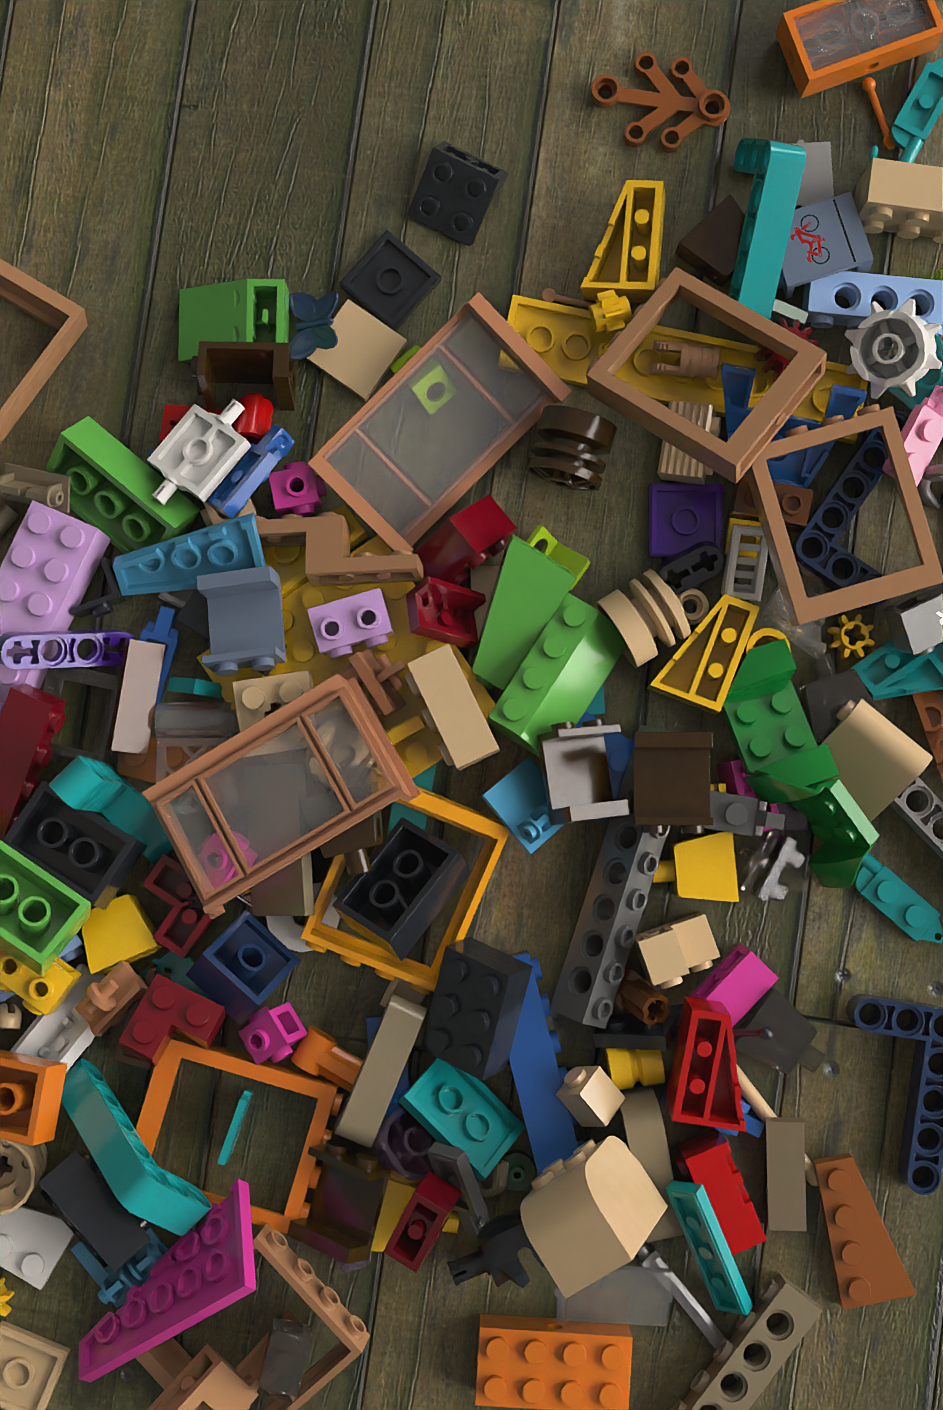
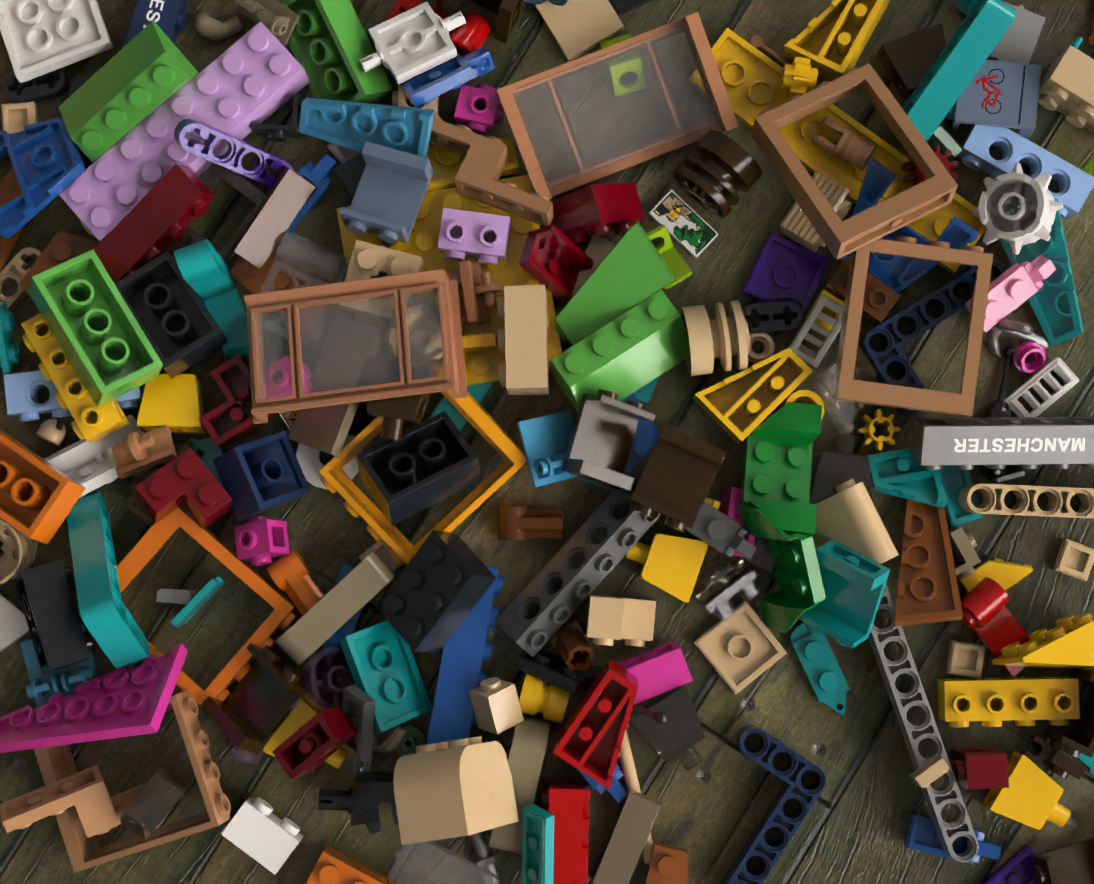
camera: 20 degrees right, 0 degrees up
(195, 687) = (324, 232): teal tile -> none
(210, 1130) = (175, 596): none -> light grey tile
(410, 1336) = (263, 834): none -> white brick
(530, 895) = (525, 523): none -> reddish brown piece
(558, 514) = (683, 224): none -> tile
(810, 921) = (740, 647): none -> tan tile
(904, 817) = (852, 594): none -> teal panel

